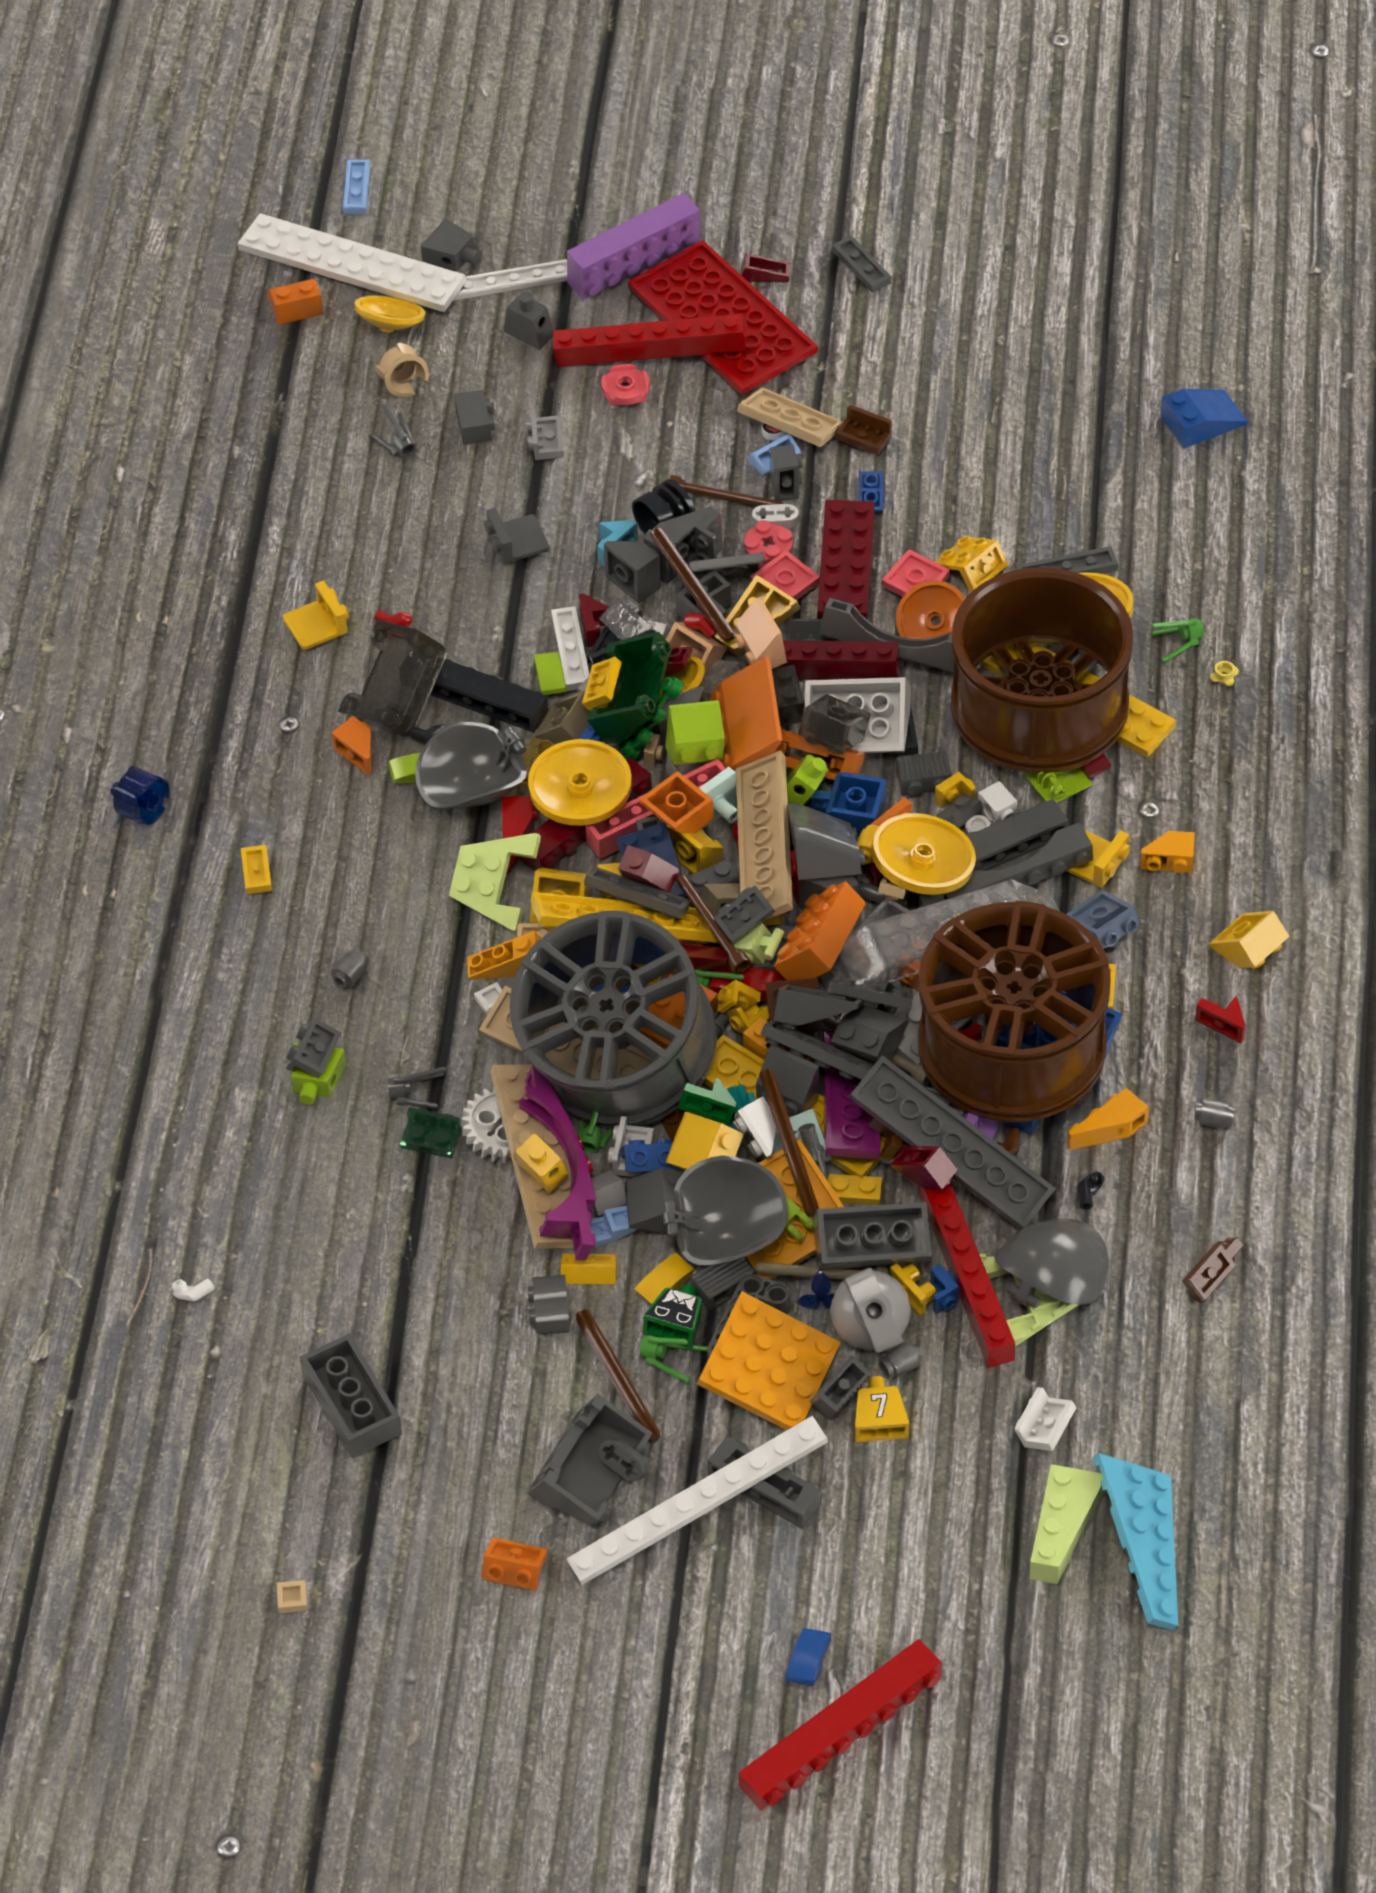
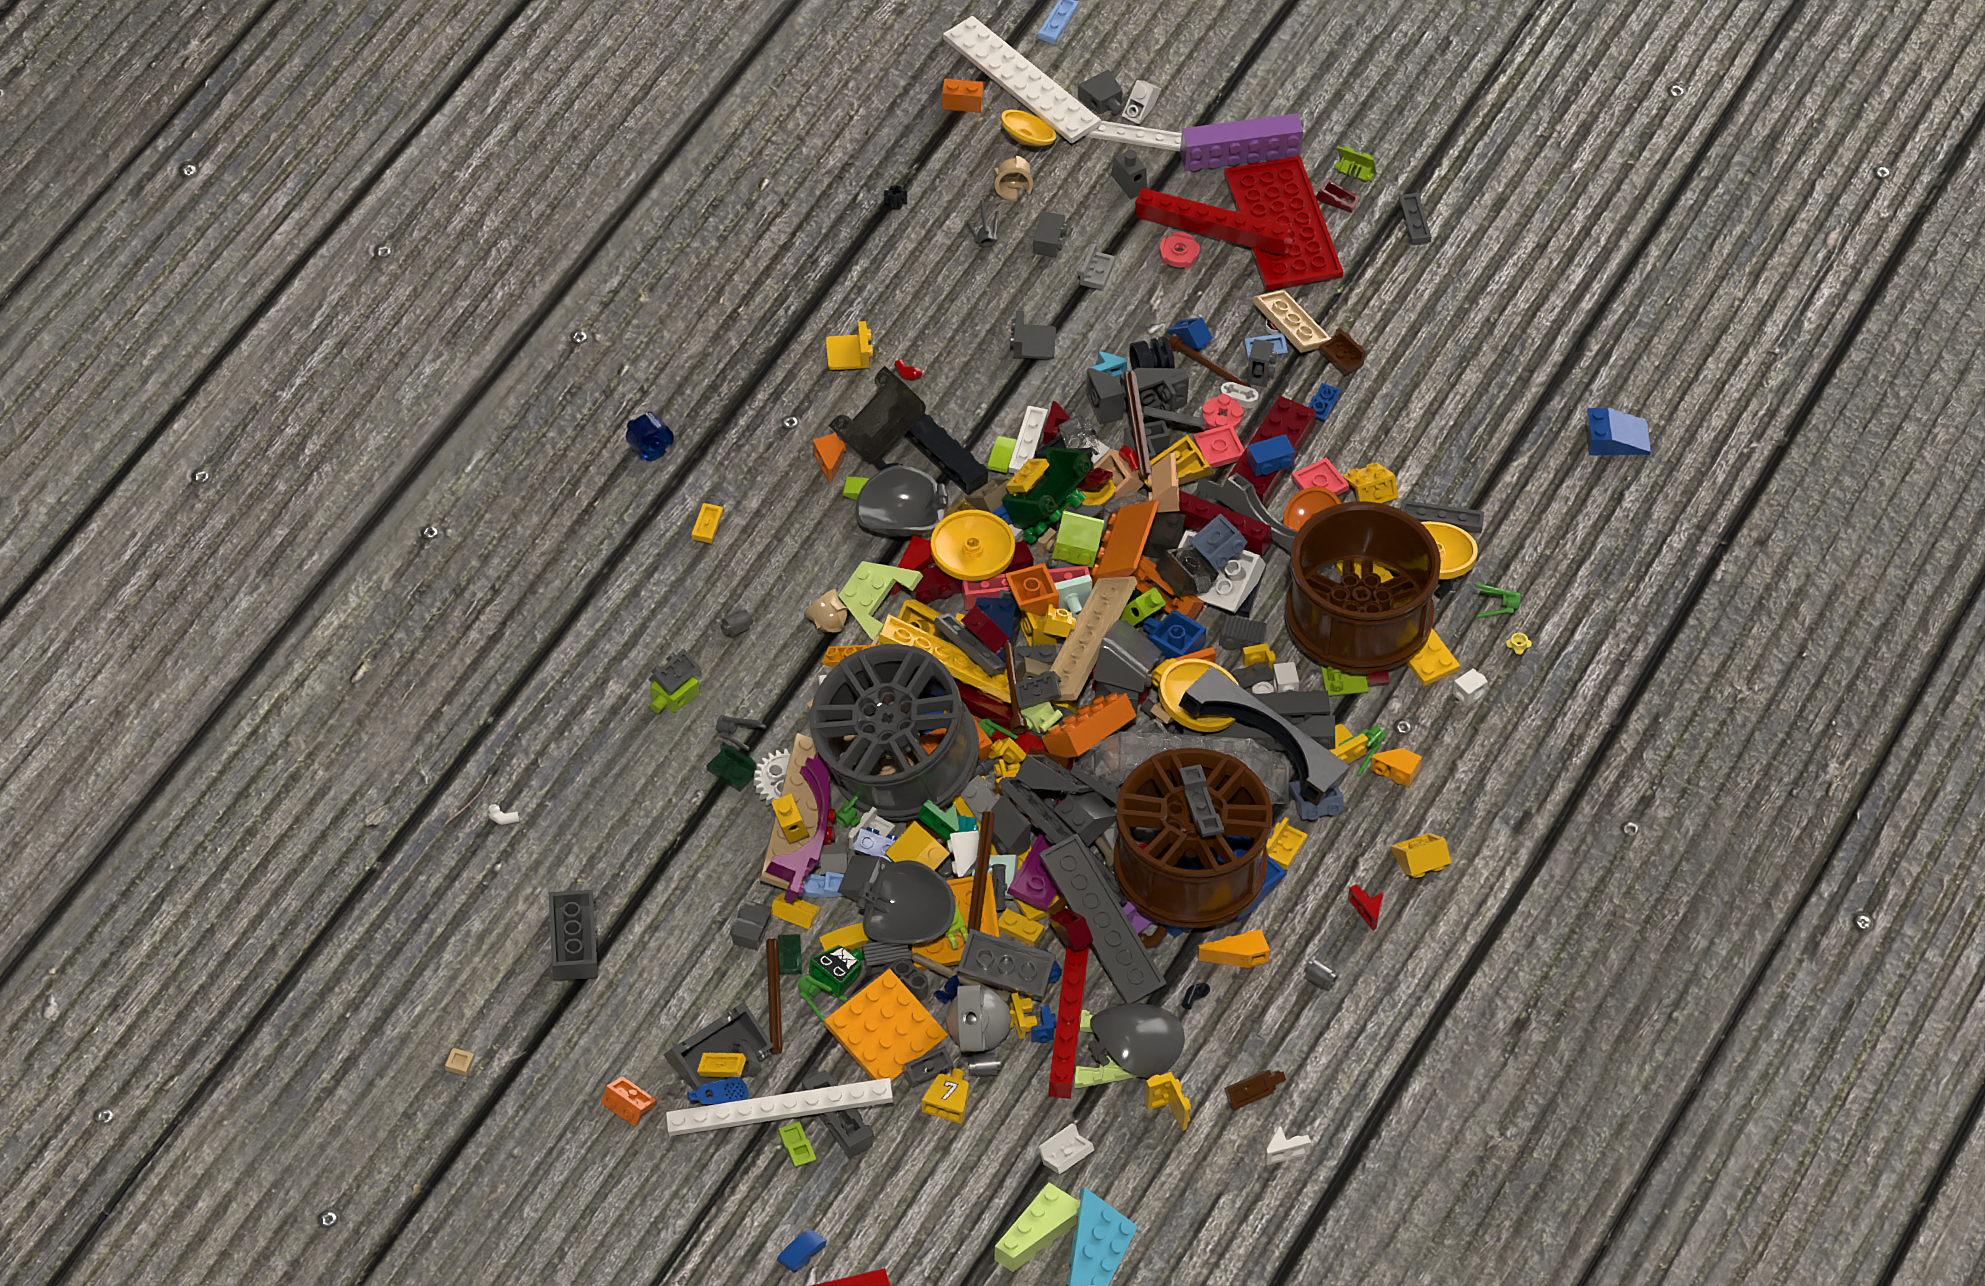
camera: 20 degrees right, 0 degrees up
(279, 436) = (895, 197): none -> black gear
(451, 919) = (827, 613): none -> tan helmet
(497, 242) = (1141, 101): none -> white slope
(604, 1478) = (721, 1064): none -> yellow plate
(611, 1320) = (789, 954): none -> clear green slope
(617, 1508) = (719, 1091): none -> blue piece
(690, 465) = (1192, 331): none -> blue slope
(722, 831) = (1058, 621): none -> yellow brick
(734, 1537) = (796, 1144): none -> lime slope
(738, 1061) = (980, 795): none -> light grey bracket
(777, 222) = (1352, 159): none -> lime hinge
(854, 678) = (1218, 541): none -> sand blue plate
(856, 566) = (1270, 455): none -> blue brick
(1018, 966) = (1199, 801): none -> dark grey slope
(1092, 884) = (1219, 695): none -> arch
(1130, 1308) = (1167, 1090): none -> yellow bracket
(1131, 827) = (1375, 737): none -> bright green plant
(1200, 739) = (1470, 687): none -> white brick
(1283, 1323) = (1283, 1149): none -> white slope

